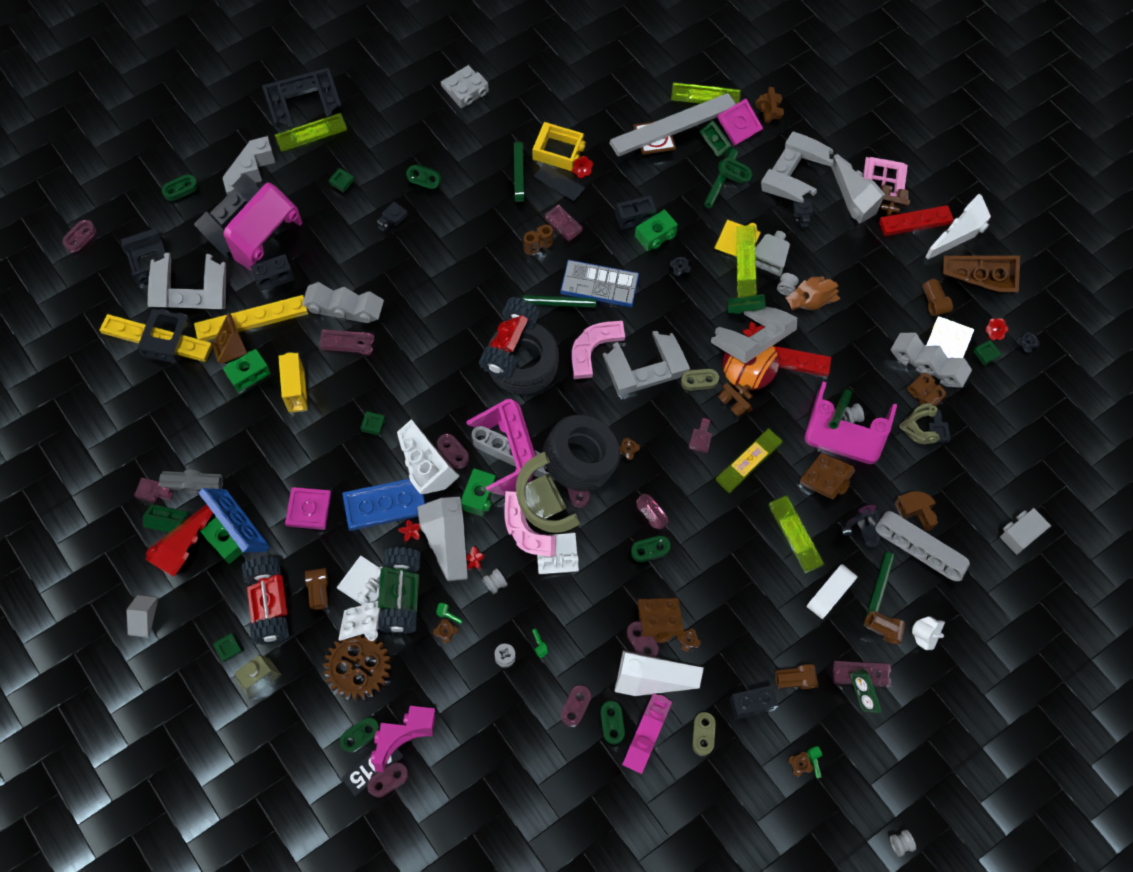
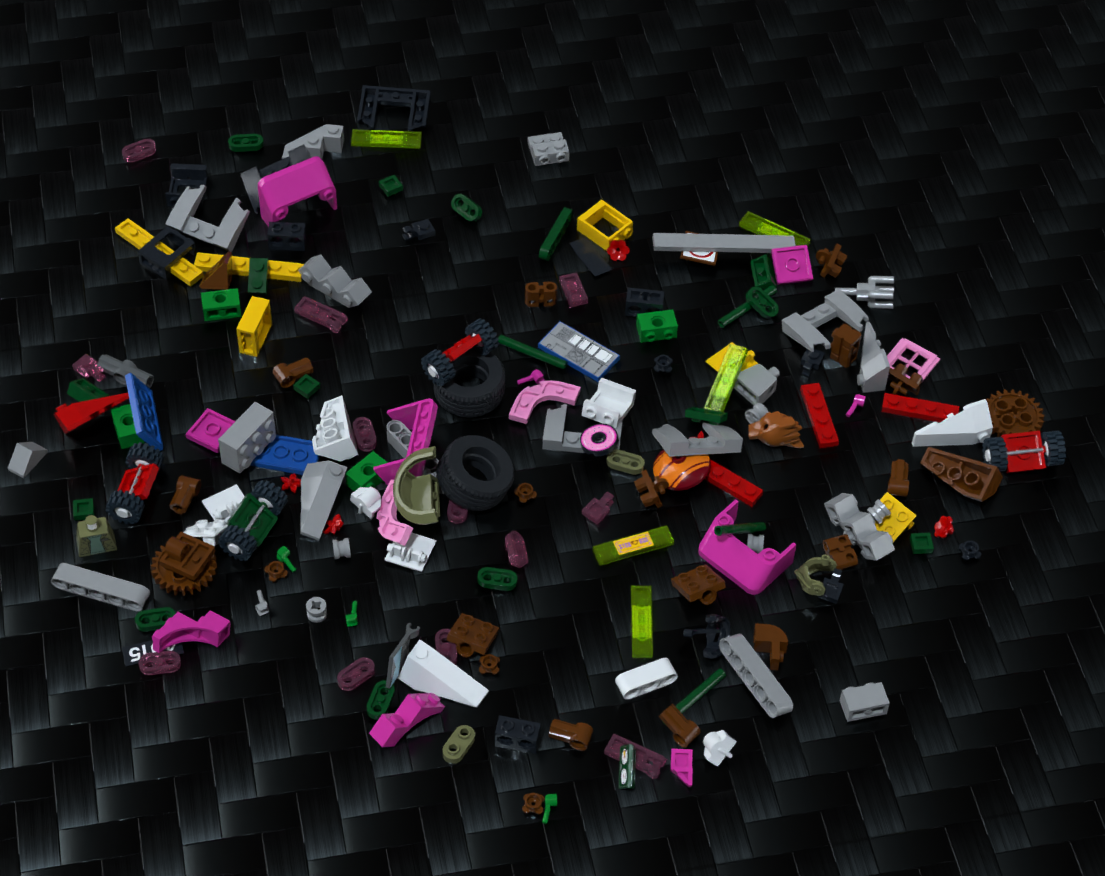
camera: 25 degrees right, 15 degrees down
(267, 326) = (258, 276): none -> dark green plate
(288, 725) = (100, 587): none -> light grey beam
(349, 417) = (289, 373): none -> reddish brown piece
(351, 507) = (247, 437): none -> light grey brick
(359, 660) = (186, 555): none -> reddish brown plate
(453, 675) = (261, 608): none -> light grey hand
(493, 521) = (367, 500): none -> white piece
(576, 324) = (536, 375): none -> dark pink hand
(612, 667) = (399, 655): none -> dark grey flag
(657, 327) = (609, 403): none -> white panel
(670, 379) = (597, 431): none -> tile
(819, 122) = (870, 292): none -> light grey plant
(829, 185) = (845, 345): none -> reddish brown brick
(837, 262) = (819, 415): none -> red plate
(864, 233) = (859, 400): none -> dark pink hand
(905, 664) = (682, 765): none -> dark pink slope
(943, 339) = (879, 511): none -> light grey wheel
(1002, 205) = (1014, 413): none -> reddish brown gear
(1026, 228) = (1025, 451): none -> plate

